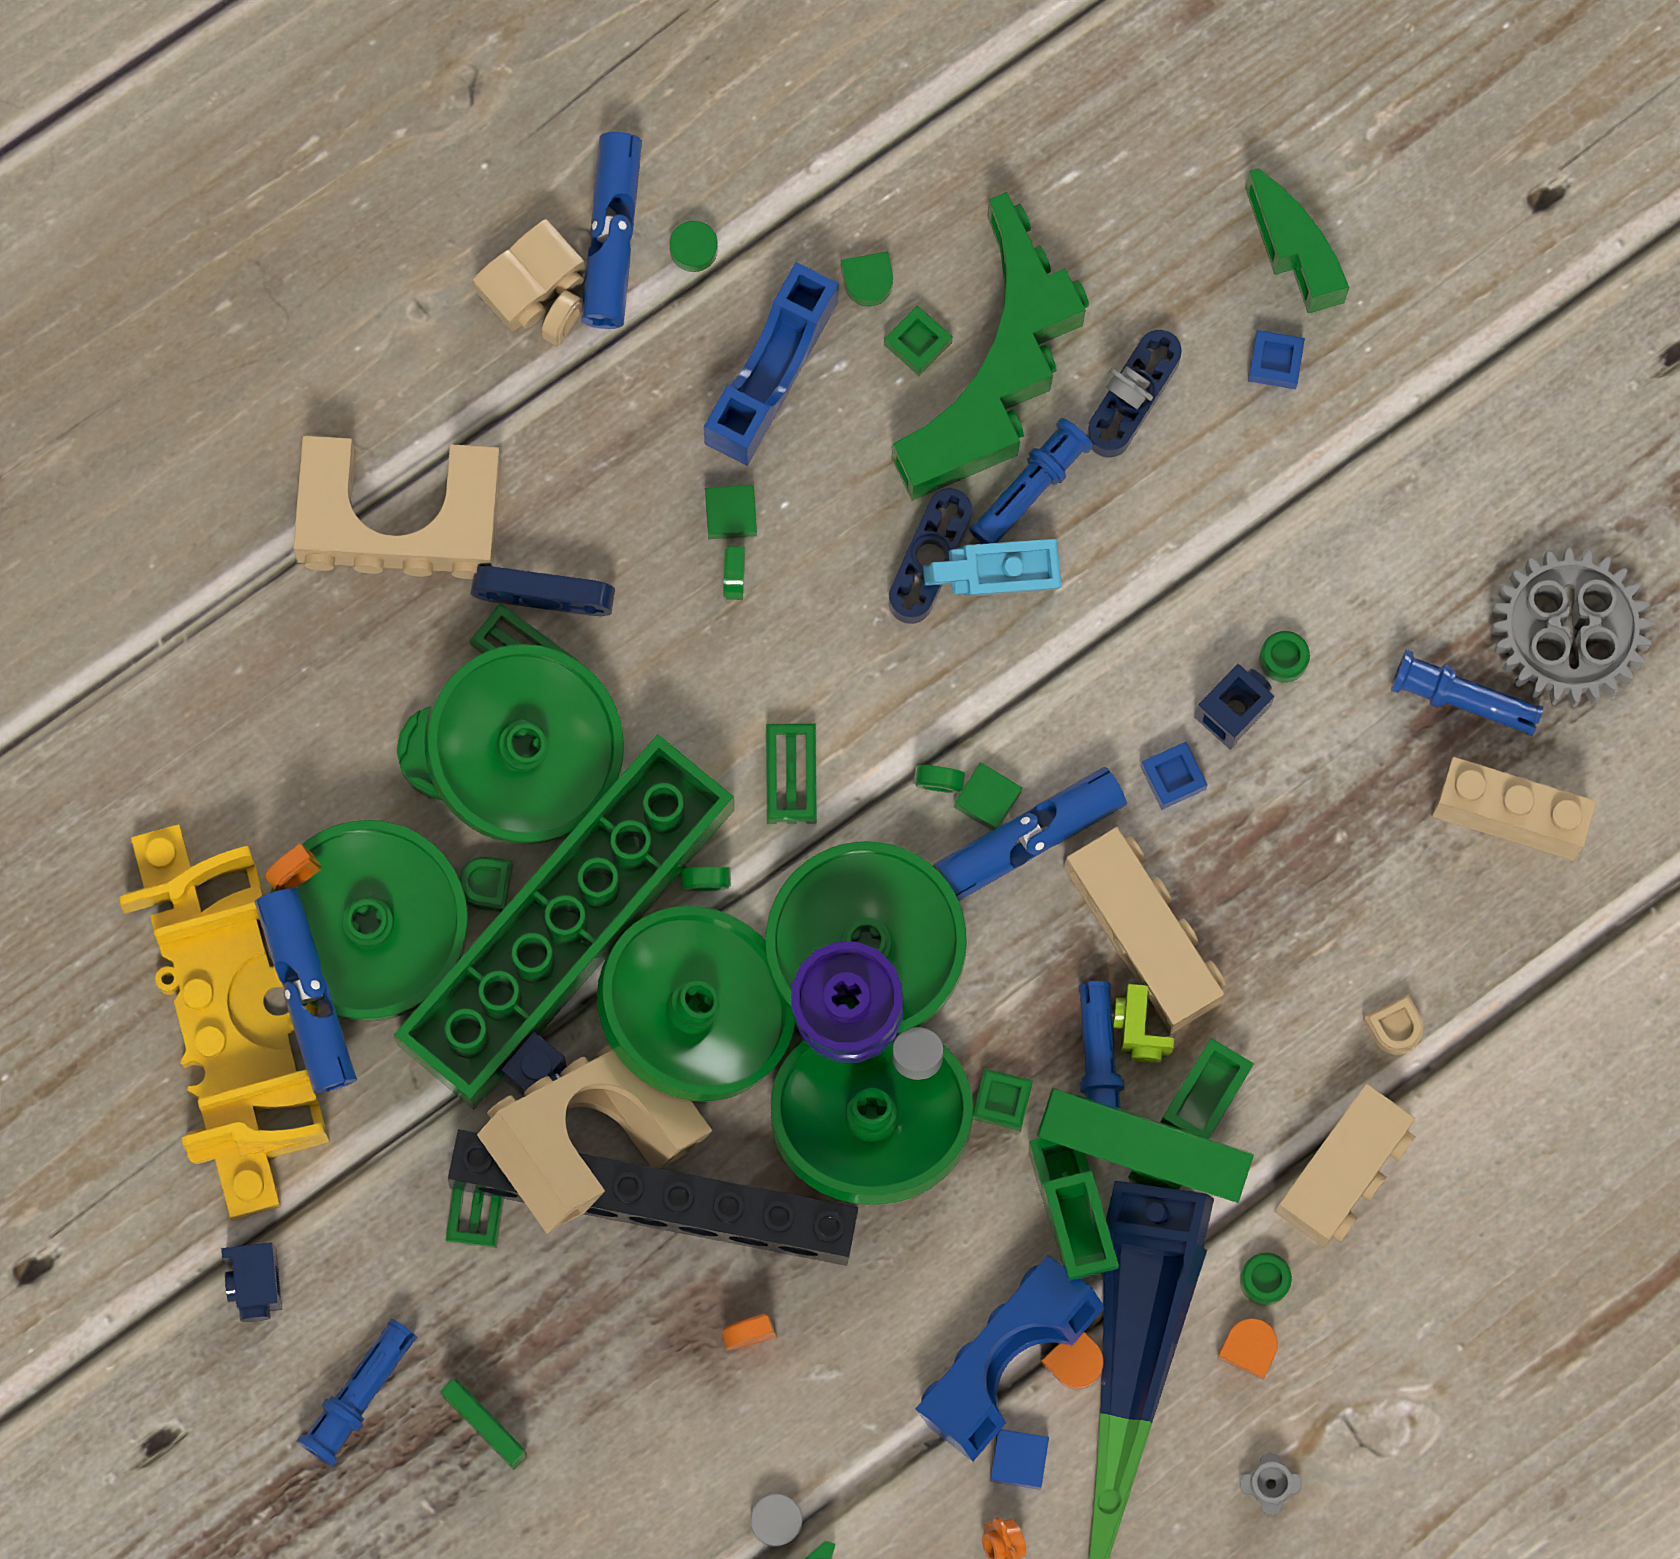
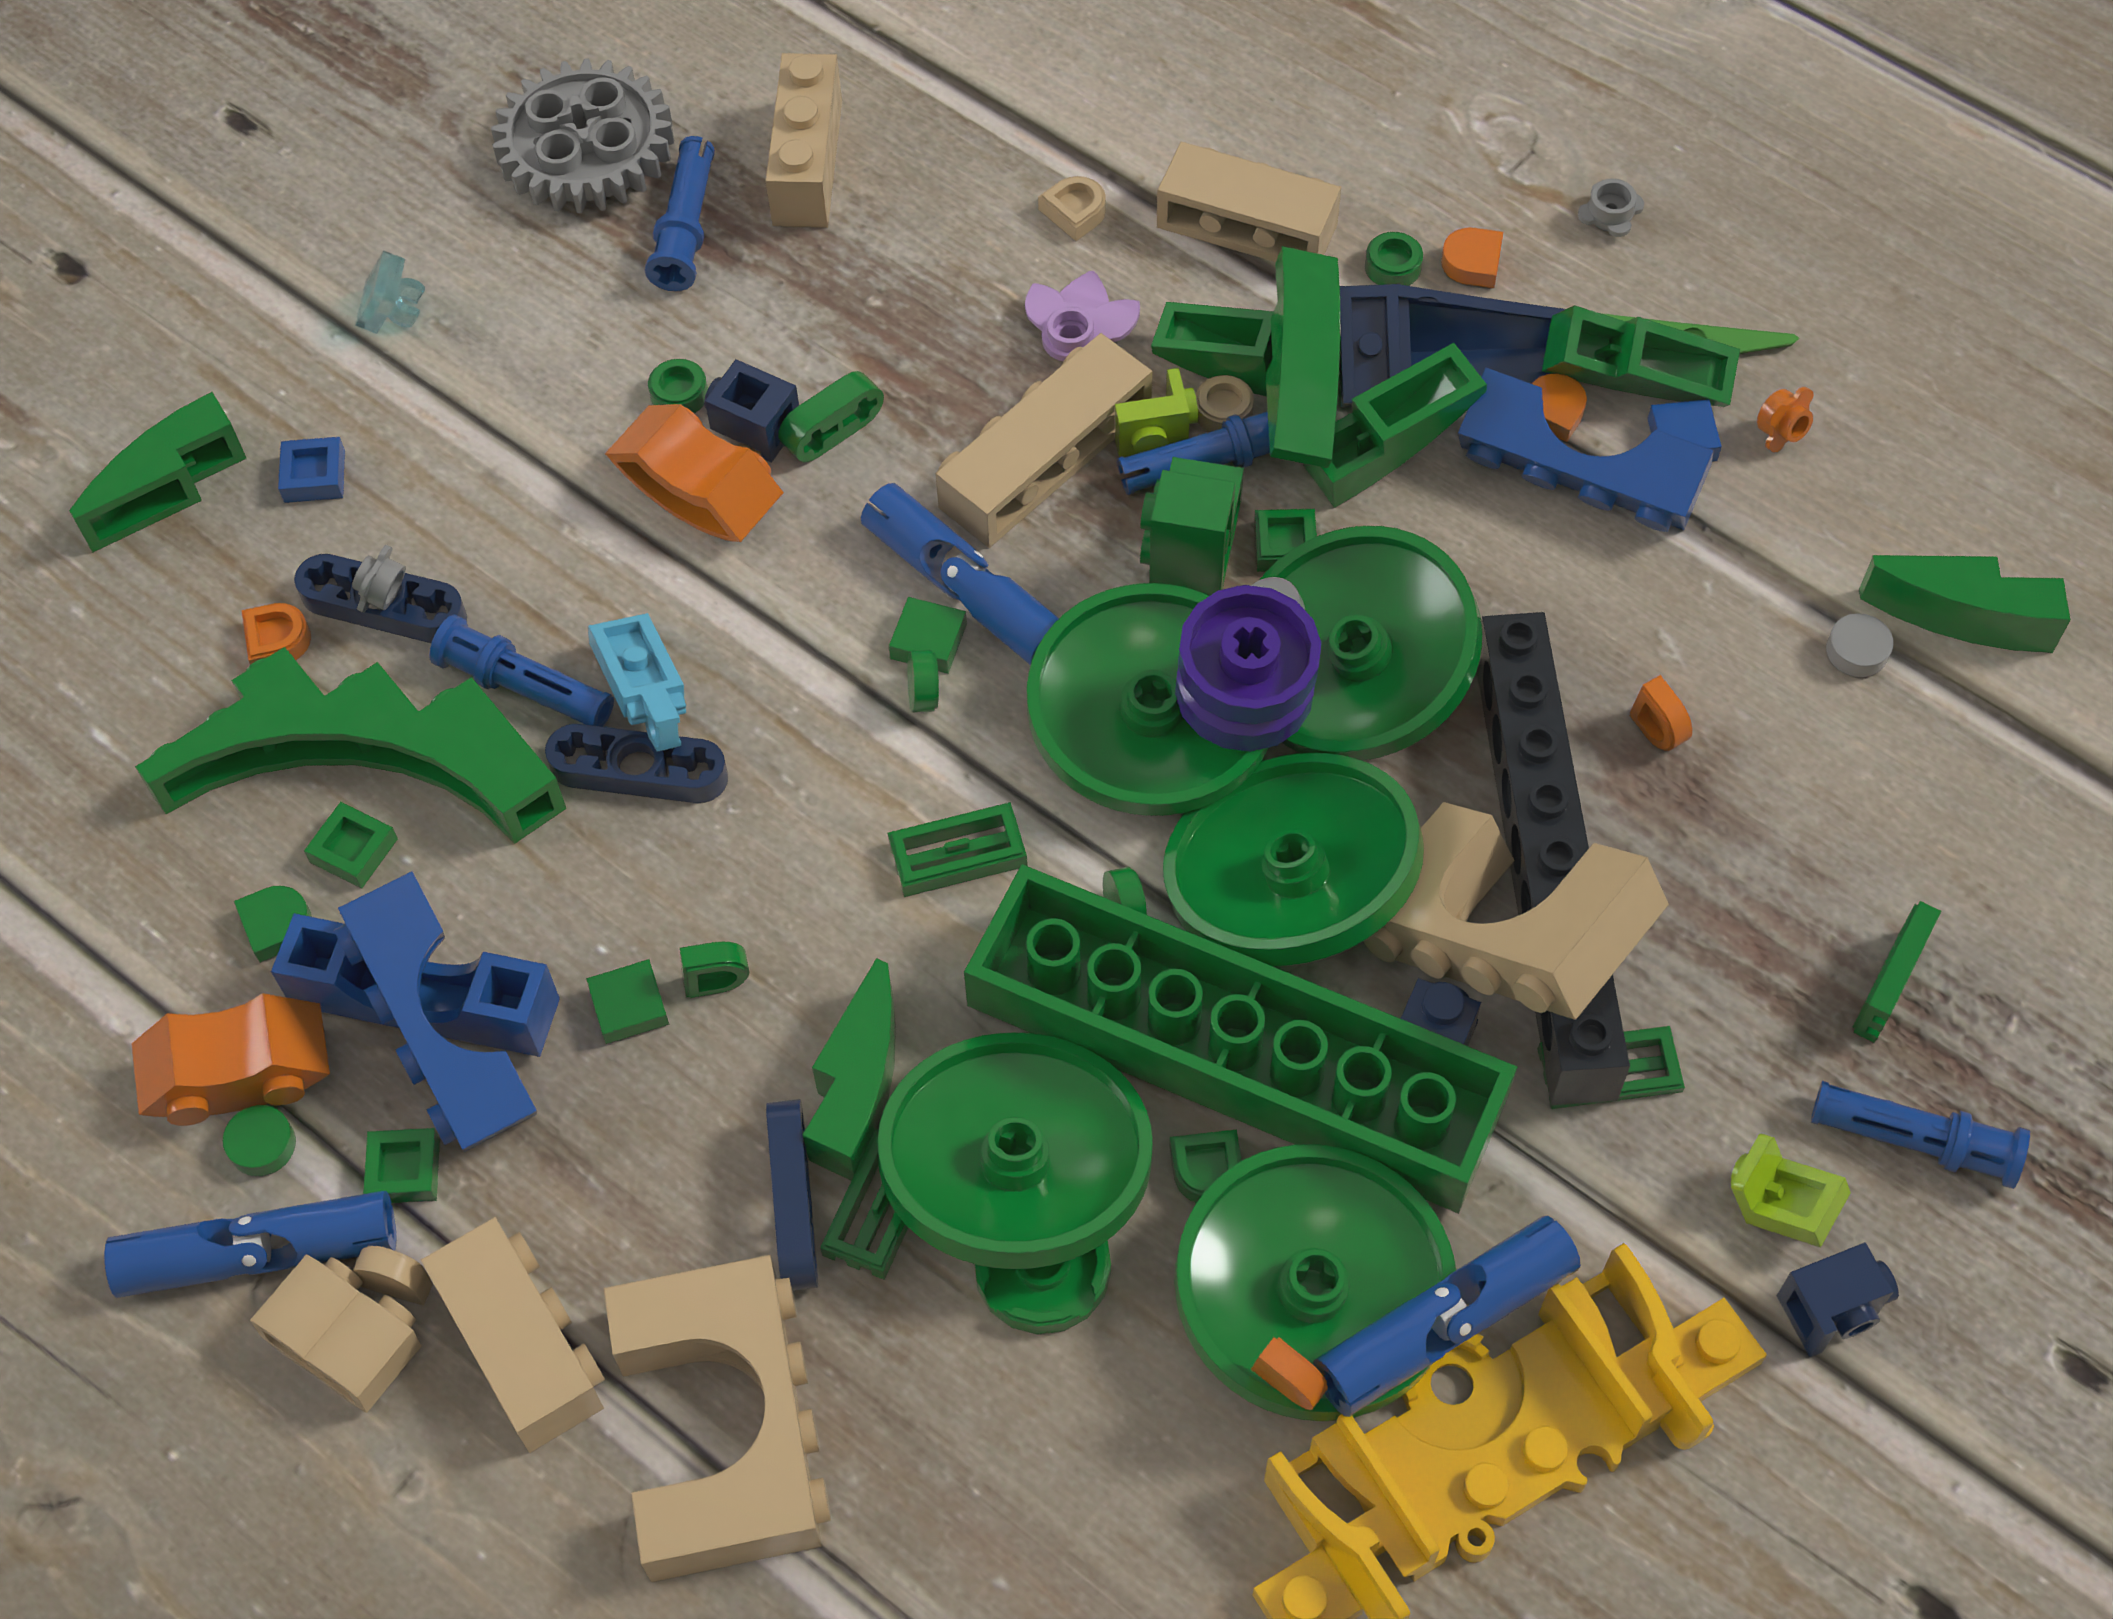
camera: 100 degrees left, 15 degrees down
(338, 1274) = (1787, 1194): none -> lime bracket
(494, 389) = (516, 1332): none -> tan brick
(620, 655) = (854, 1076): none -> green slope
(646, 338) = (403, 1164): none -> green tile
(679, 388) = (396, 937): none -> blue arch
(754, 232) = (229, 1059): none -> orange brick
(1020, 1022) = (1191, 524): none -> green brick
(1092, 1440) = (1640, 357): none -> green slope
(1123, 311) = (275, 627): none -> orange tile
(1150, 1090) = (1222, 398): none -> tan tile
(1173, 775) = (849, 460): blue tile -> none
(1182, 648) = (694, 472): none -> orange brick
(1215, 767) = (831, 416): none -> green beam
(1278, 1001) = (1078, 314): none -> lavender plate
(1434, 436) = (384, 295): none -> clear light blue tile

